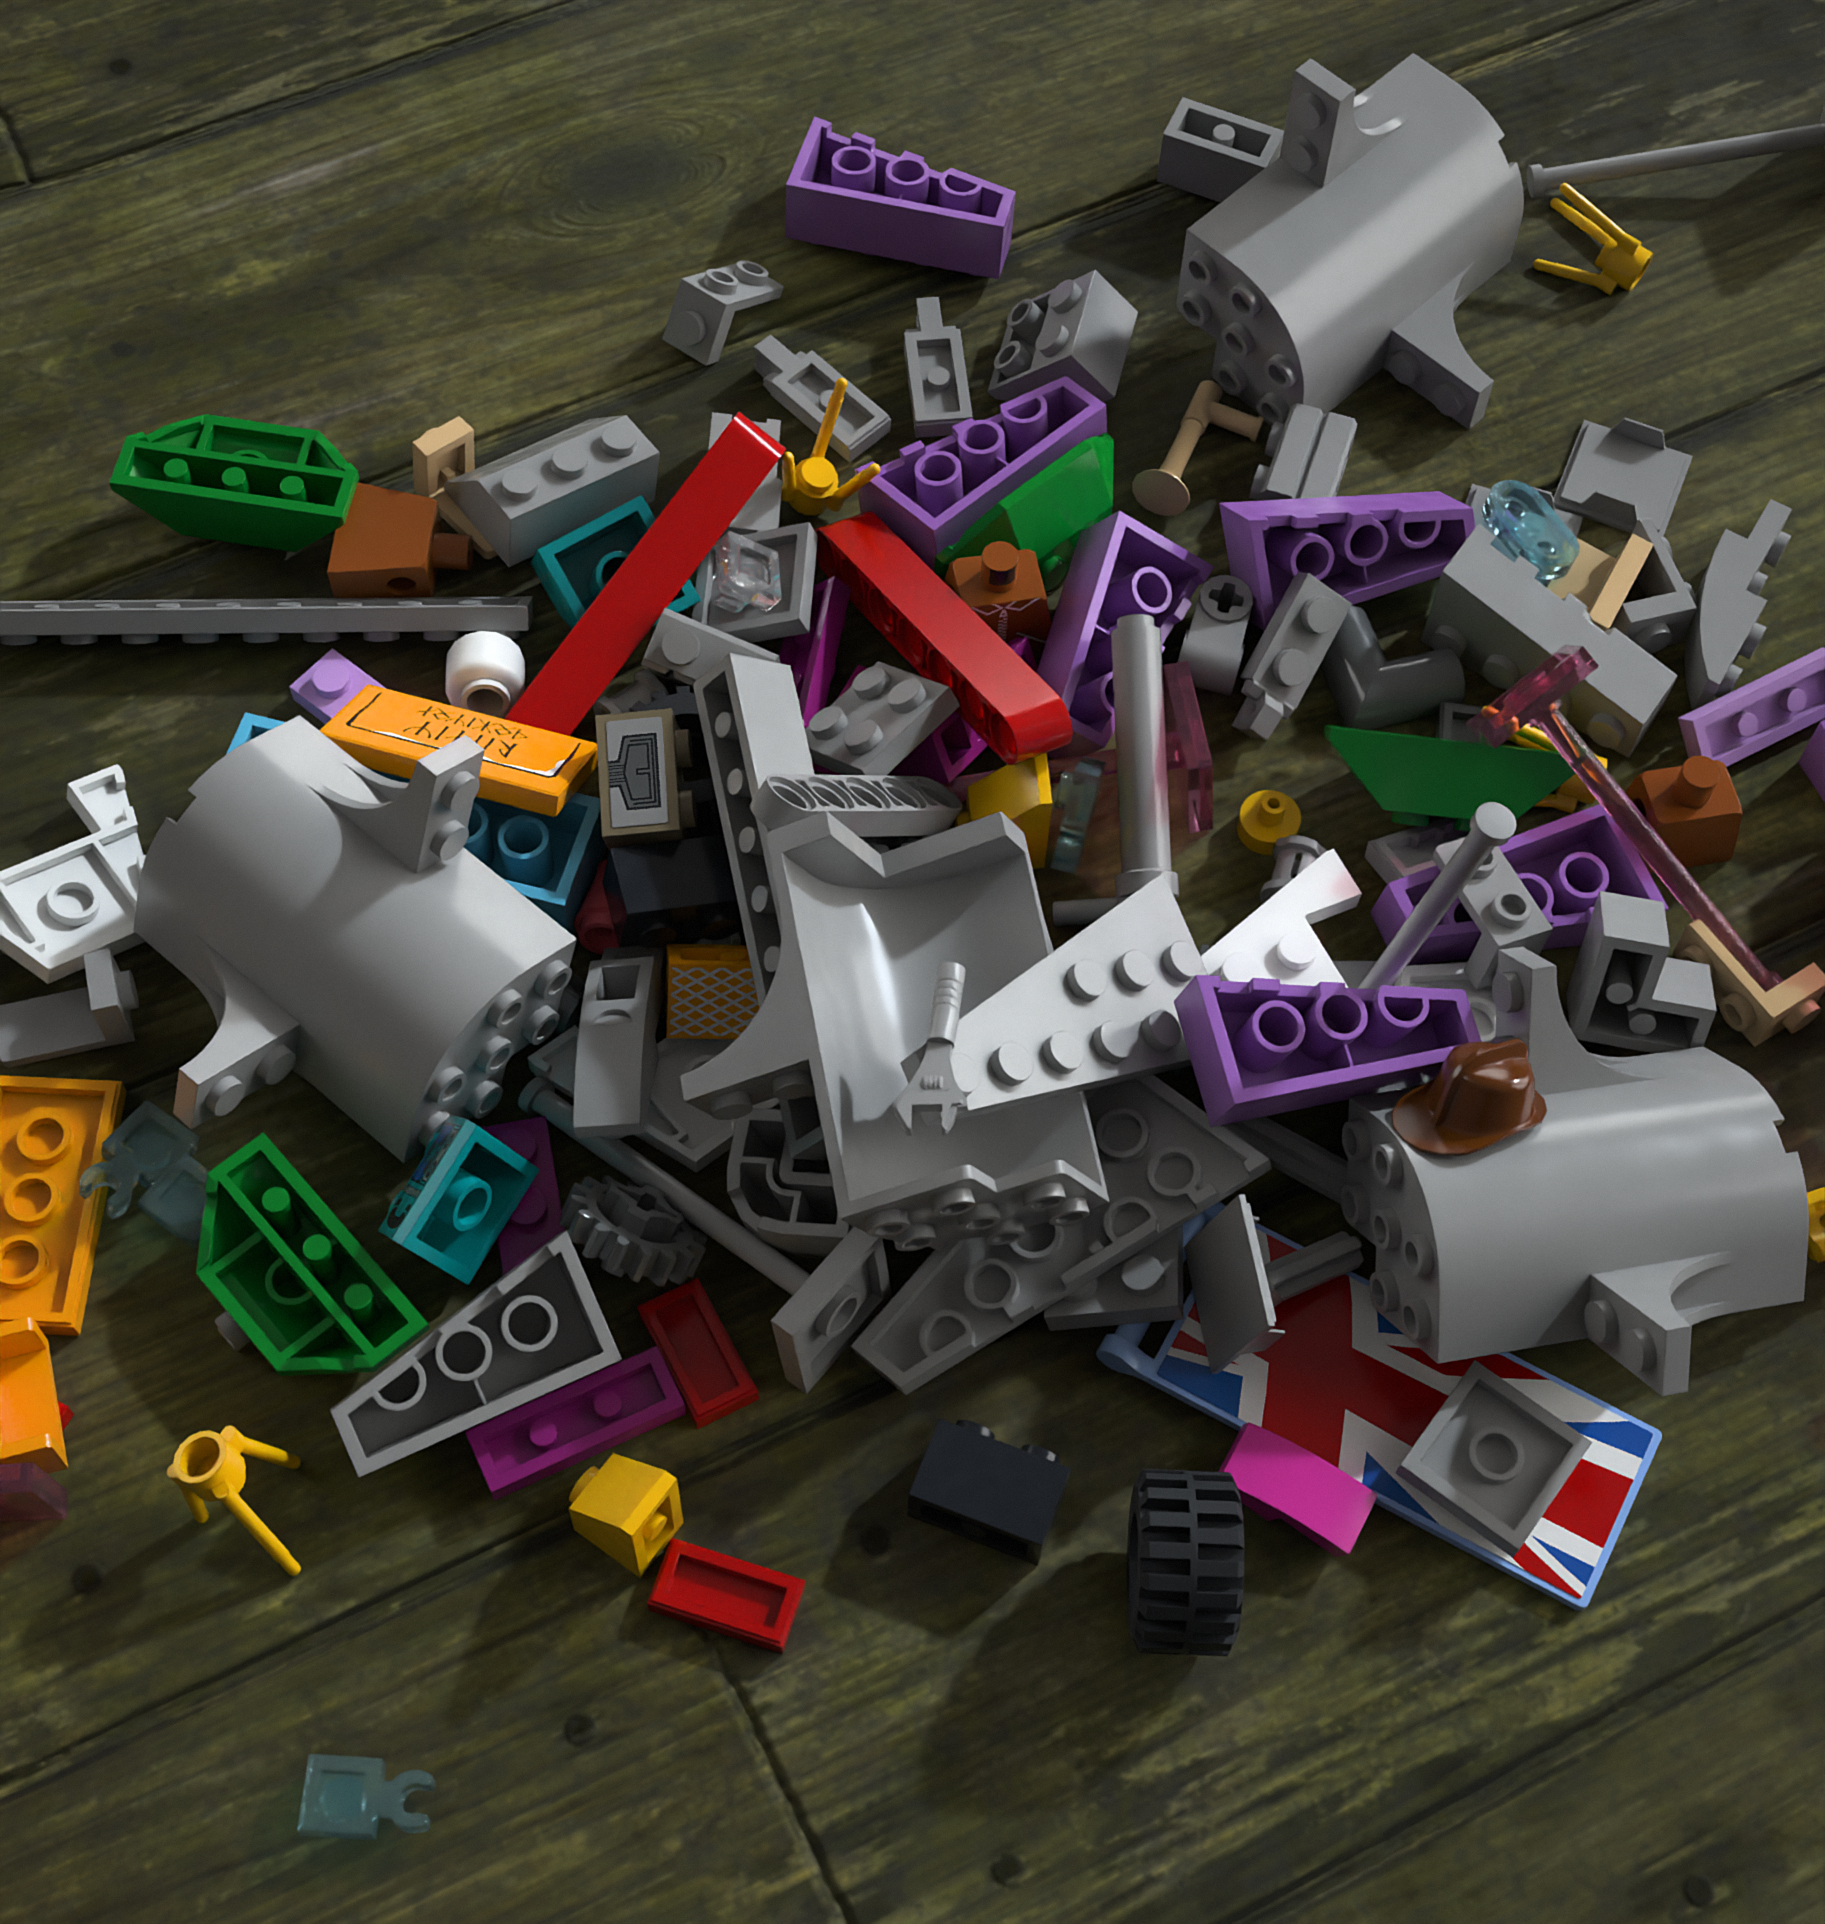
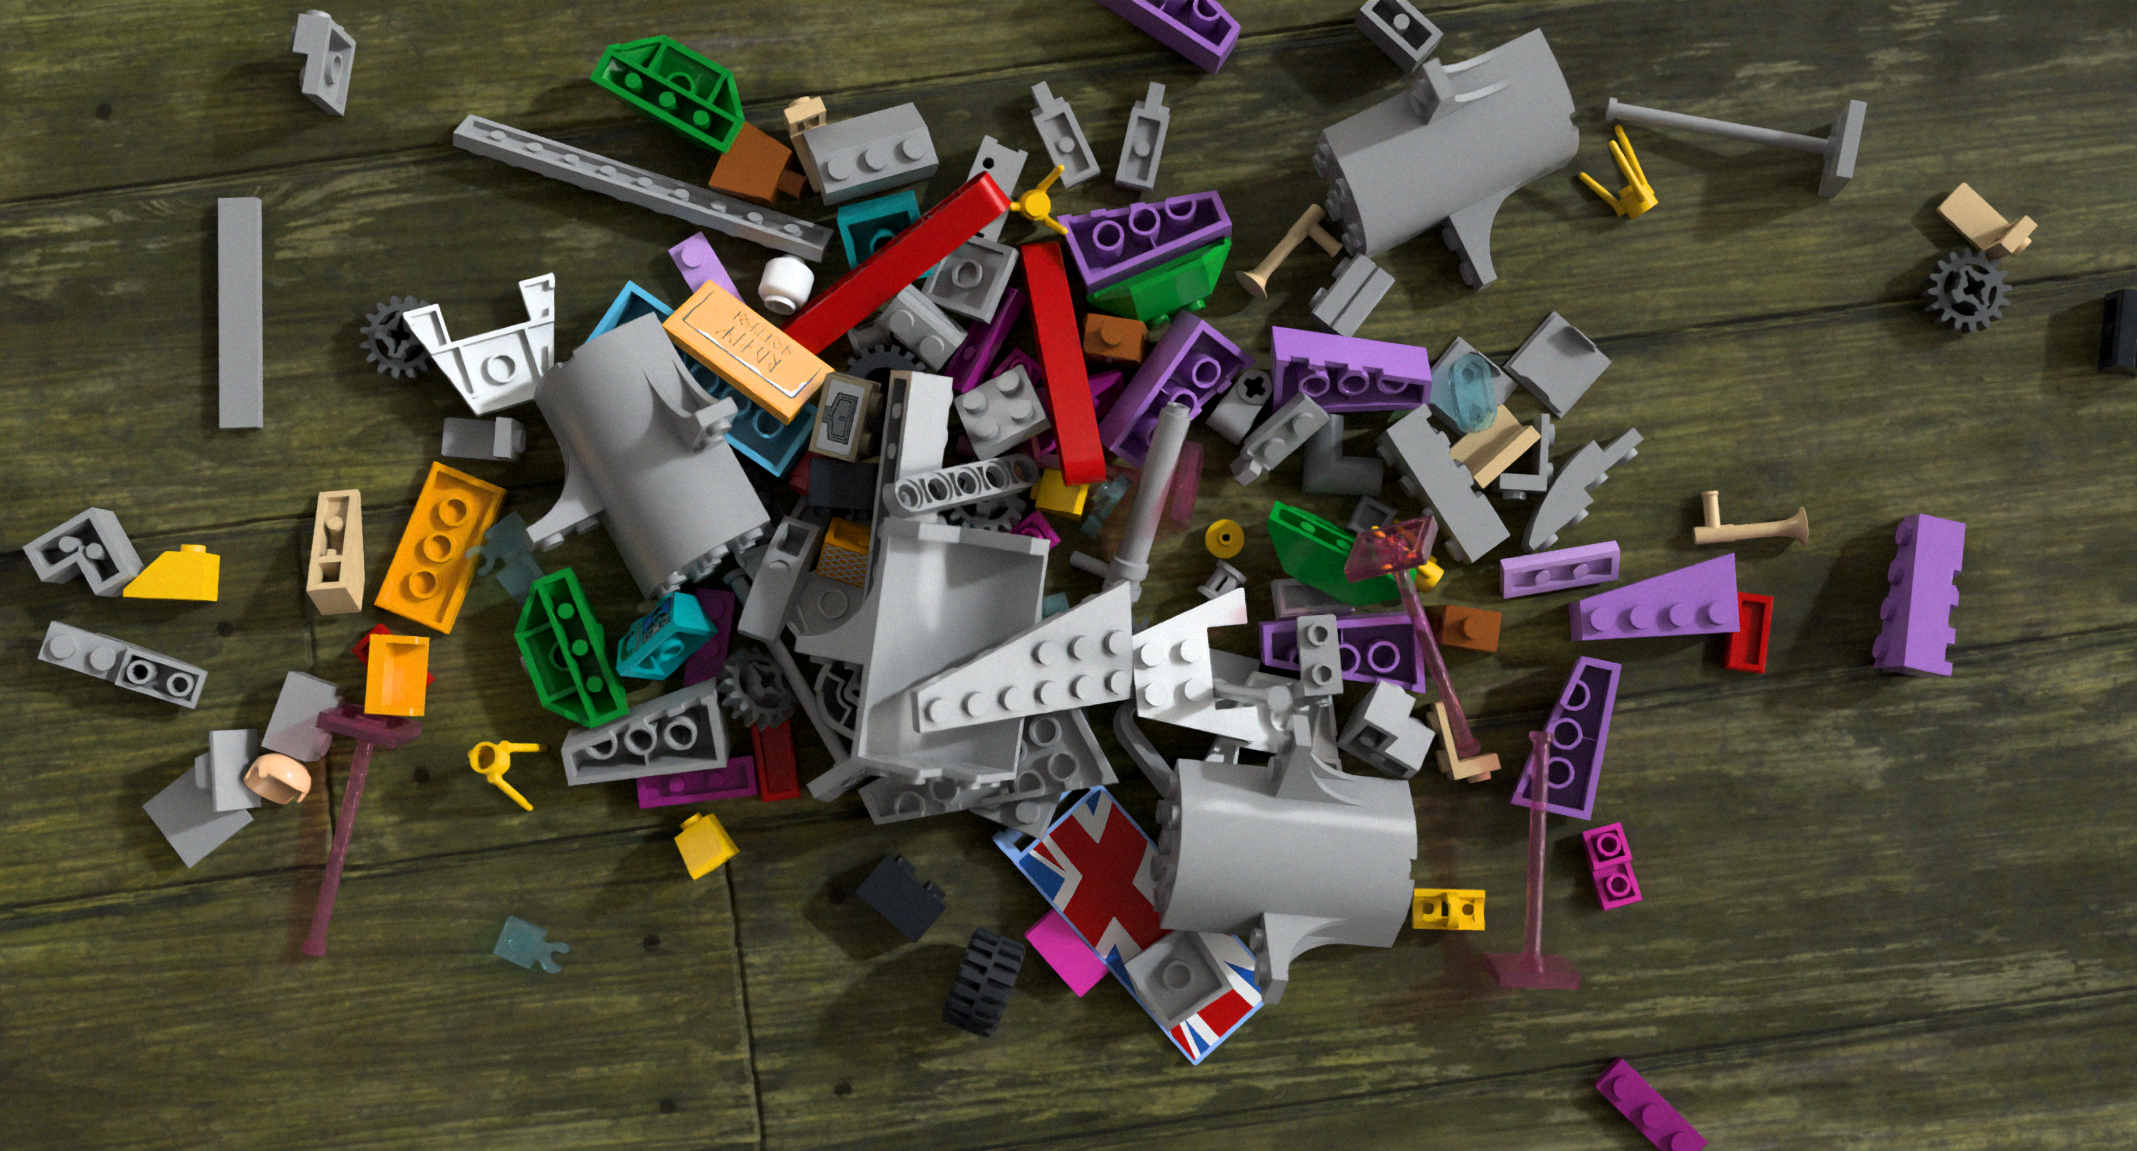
camera: 20 degrees right, 25 degrees up
(708, 303) = (1021, 38): light grey bracket -> none
(726, 1595) = (748, 901): red tile -> none
(746, 574) = (961, 277): clear tile -> none
(934, 1082) = (920, 716): light grey piece -> none
(1069, 332) = (1233, 150): light grey slope -> none
(1231, 1286) = (1069, 840): light grey piece -> none
(1297, 1047) = (1163, 730): medium lavender wedge -> none
(1313, 1266) = (1091, 842): light grey piece -> none
(1474, 1102) = (1232, 803): reddish brown piece -> none

